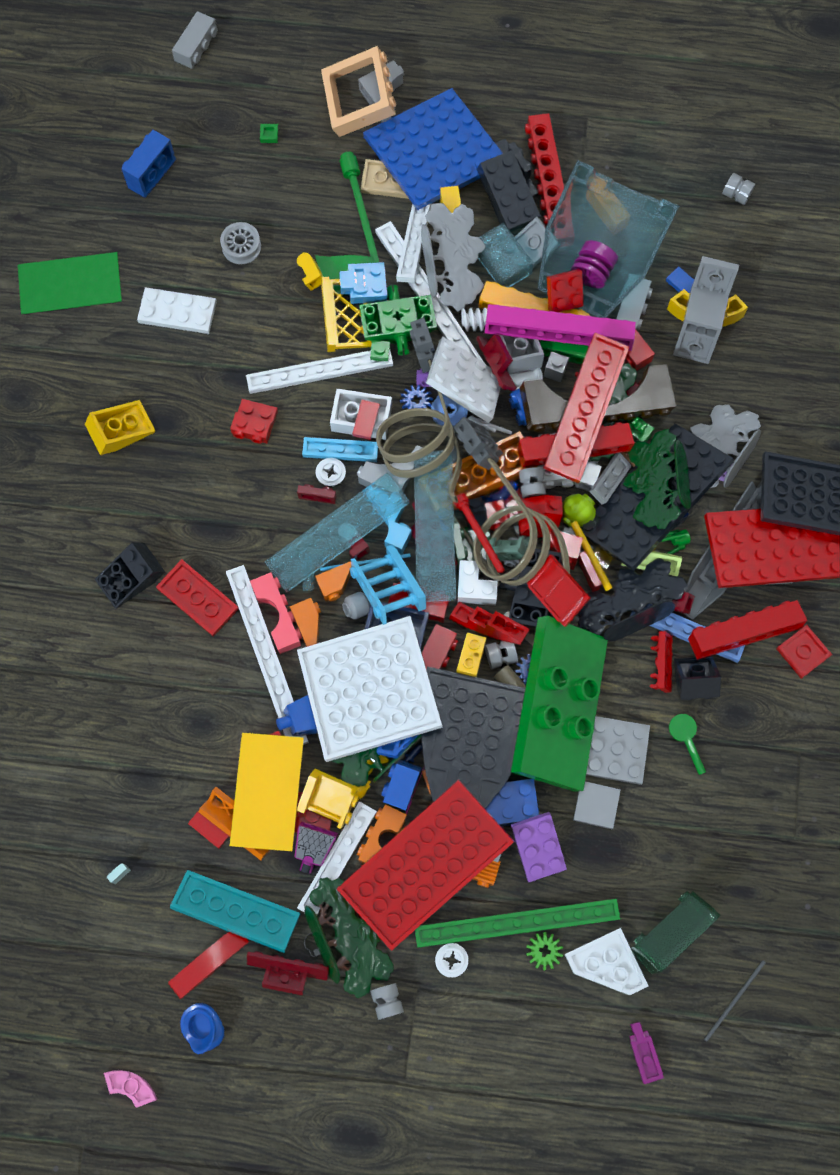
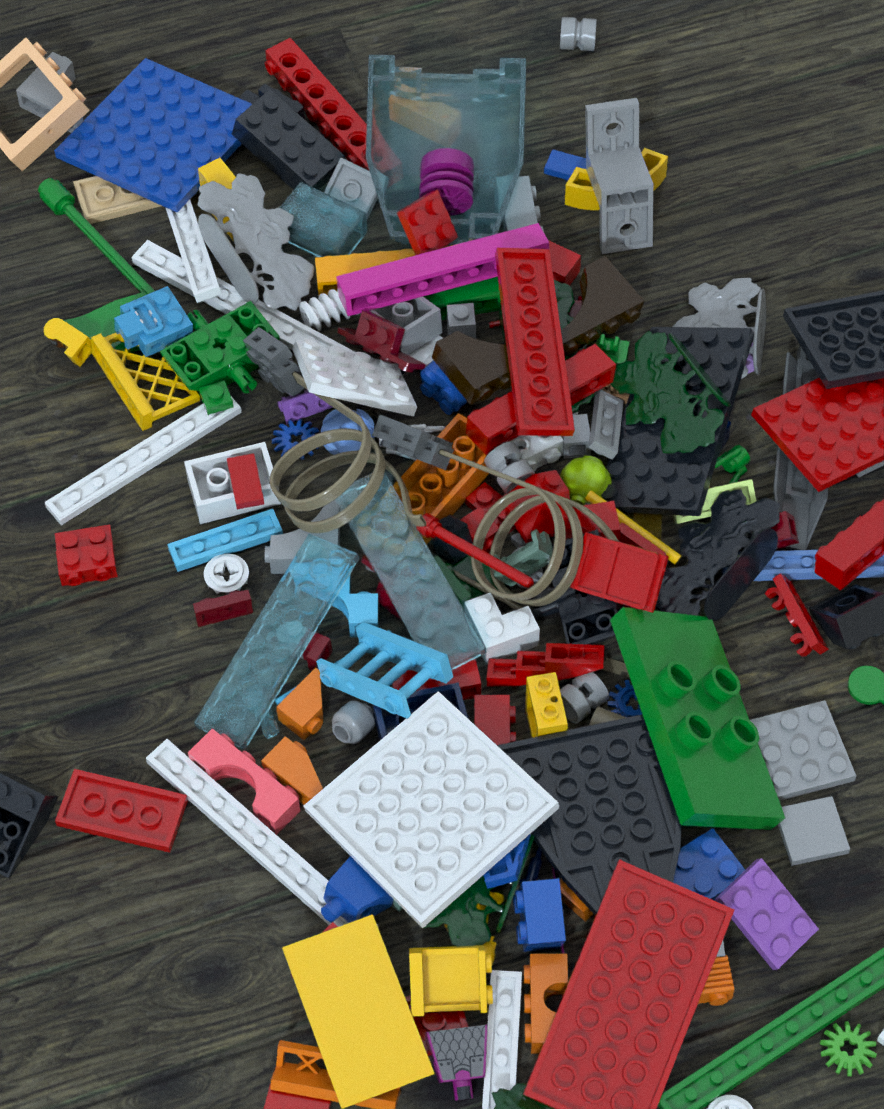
camera: 25 degrees left, 15 degrees down
(503, 494) = (478, 496): clear blue arm -> none

